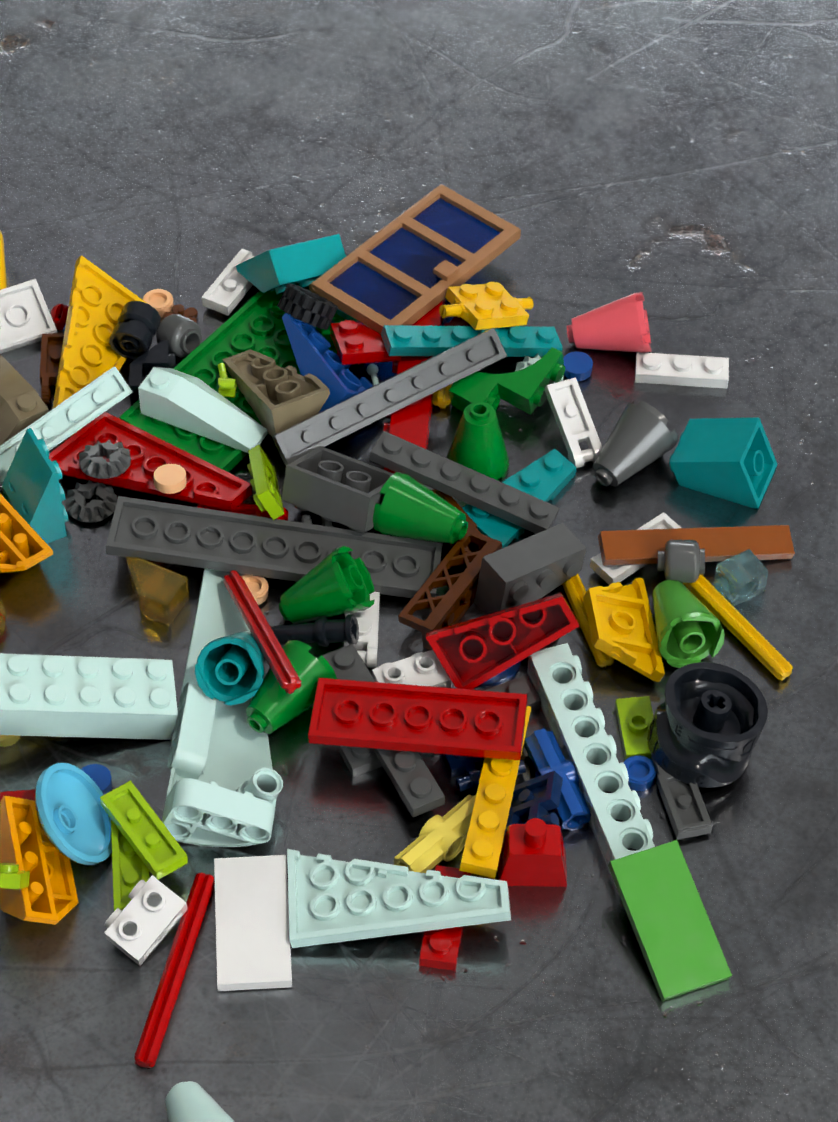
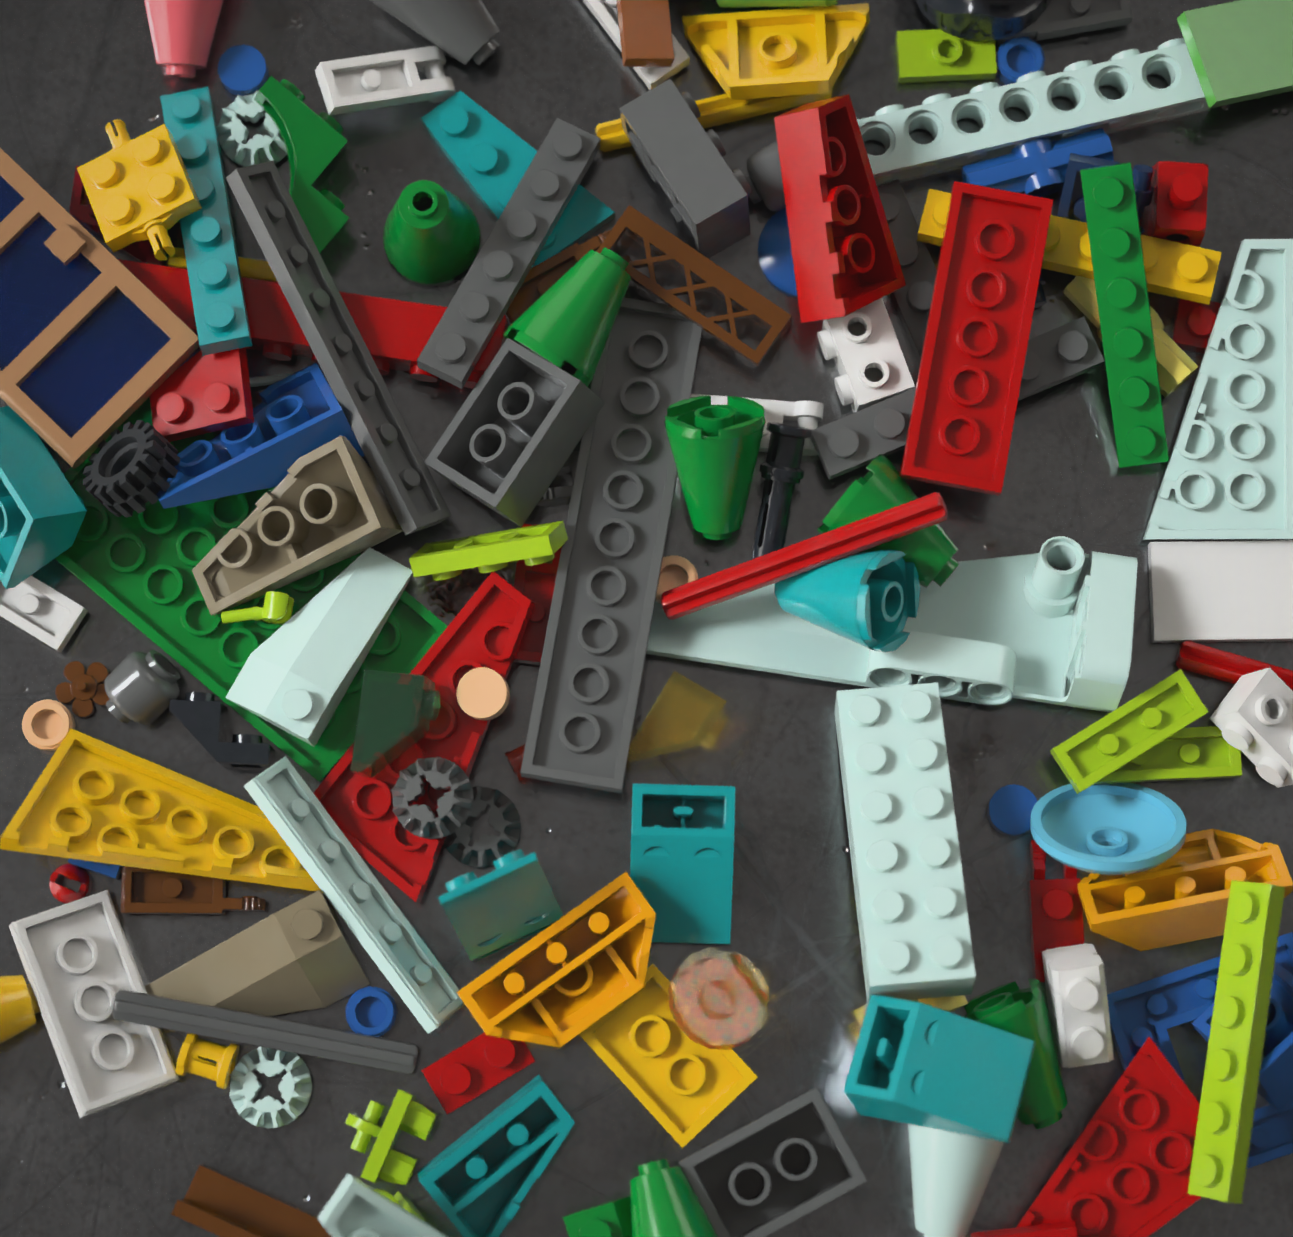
camera: 85 degrees left, 30 degrees up
(64, 594) = (685, 859): none -> teal slope
(135, 329) = (129, 750): black wheel -> none
(153, 434) = (391, 718): none -> clear green slope
(446, 812) = (1124, 314): none -> green plate

